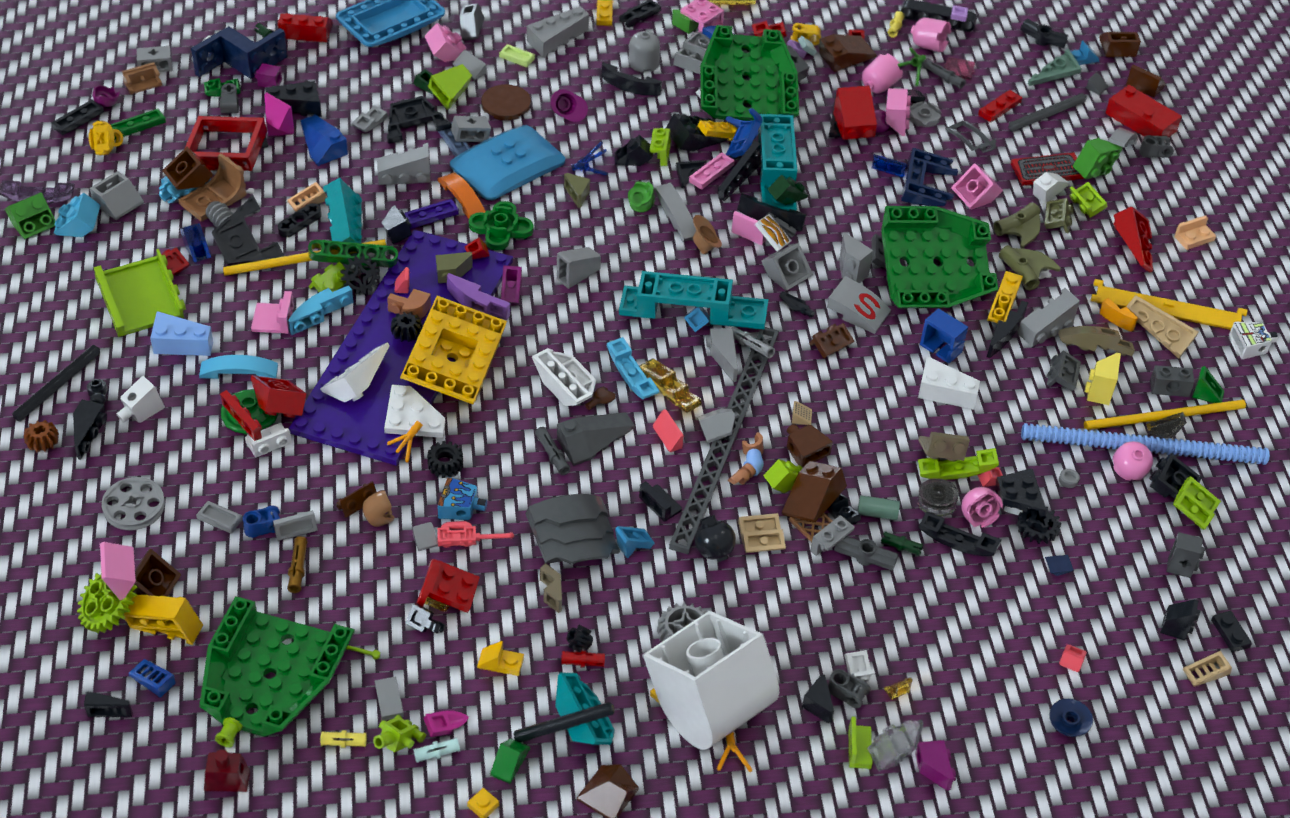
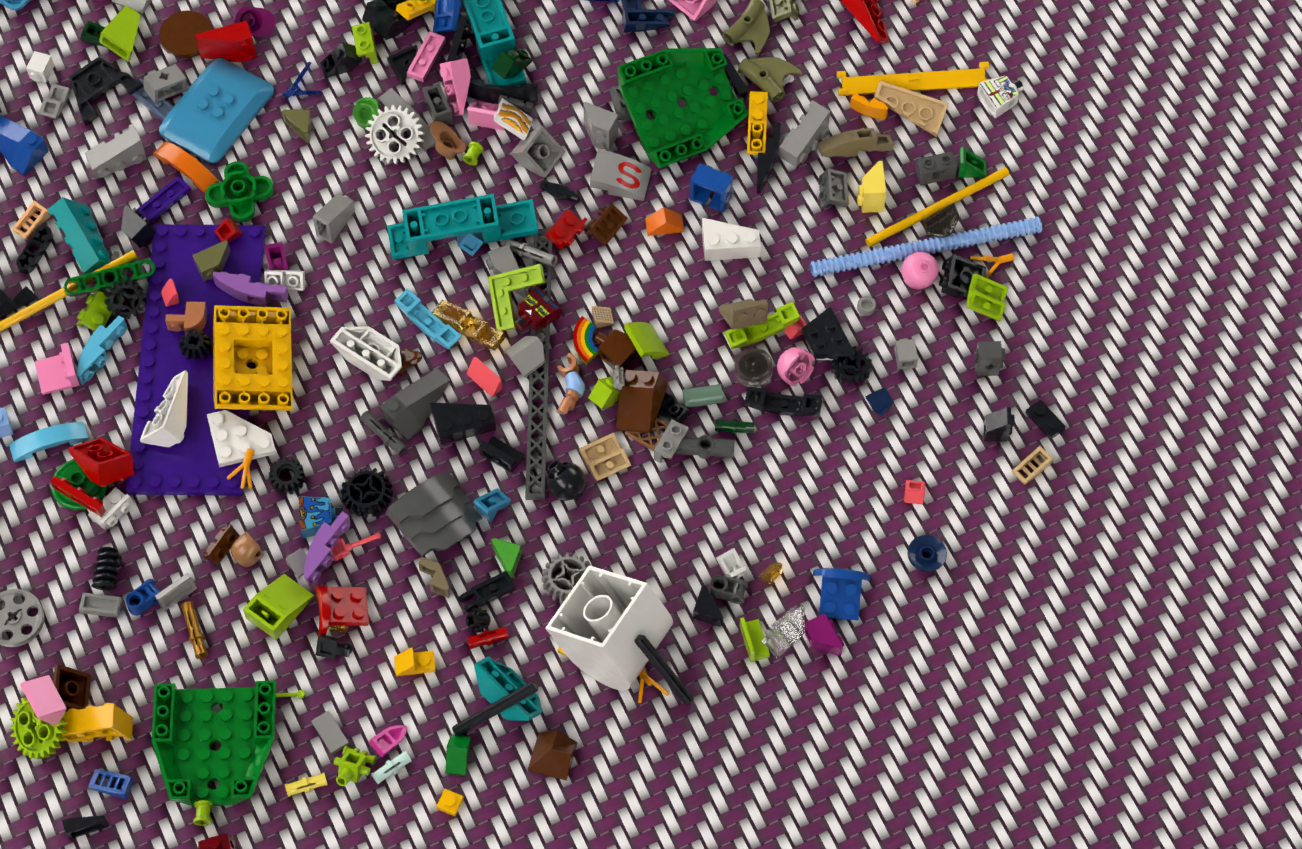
camera: 15 degrees left, 15 degrees up
(239, 486) = (106, 569): none -> black piece
(369, 91) = (40, 67): none -> white brick
(385, 566) = (277, 605): none -> lime slope
(447, 528) = (320, 550): none -> medium lavender slope
(515, 489) = (360, 485): none -> black gear
(518, 303) = (291, 279): none -> white slope
(538, 112) = (227, 42): none -> red slope
(599, 616) = (488, 591): none -> black hinge
(632, 460) = (461, 420): none -> black wedge
(633, 589) = (507, 554): none -> bright green slope
(645, 225) = (405, 122): none -> white gear
(708, 205) = (437, 104): none -> dark grey brick
(719, 356) = (501, 288): none -> lime plate
(726, 252) = (473, 153): none -> lime bush
(732, 188) = (456, 83): none -> bright pink slope
(740, 388) = (537, 310): none -> dark red torso
(754, 737) = (664, 669): none -> black axle
(776, 428) = (583, 340): none -> tile
(791, 333) = (565, 228): none -> red bracket
(799, 463) = (618, 377): none -> light grey axle
(837, 442) = (646, 340): none -> lime slope
(889, 354) = (664, 222): none -> orange slope
(967, 726) = (840, 592): none -> blue piece
(994, 260) = (734, 79): none -> black beam
(1098, 529) = (906, 354): none -> light grey brick
(1215, 475) = (998, 260): none -> light orange plant

